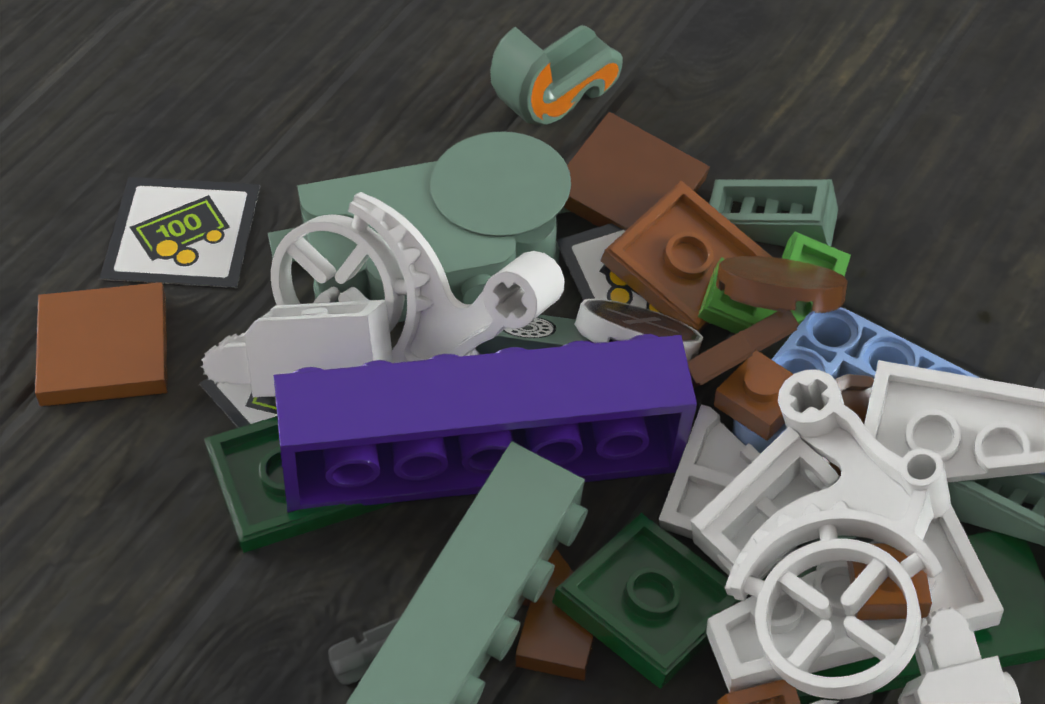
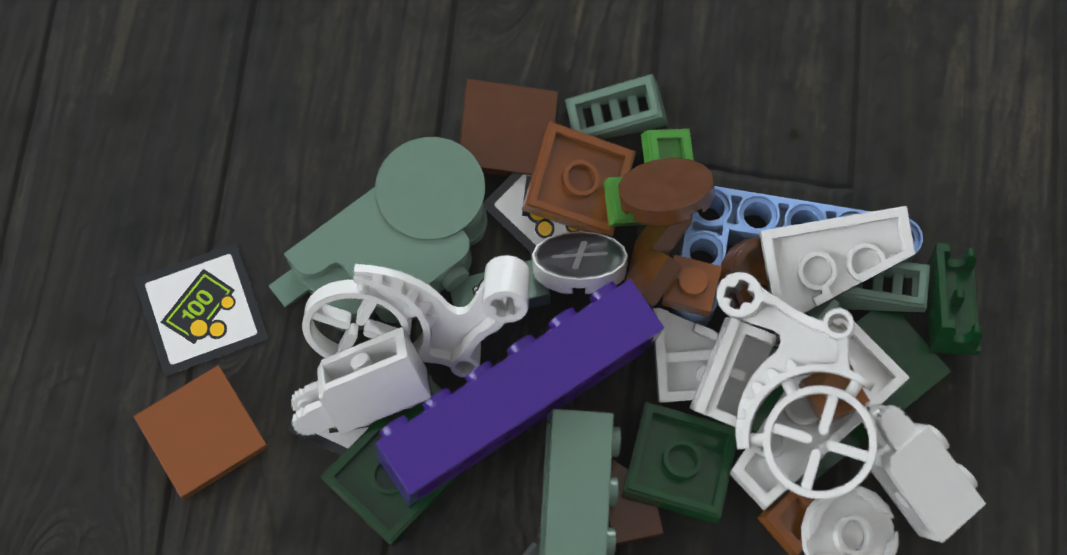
camera: 25 degrees left, 20 degrees up
(551, 81) = (412, 58): sand green animal -> none

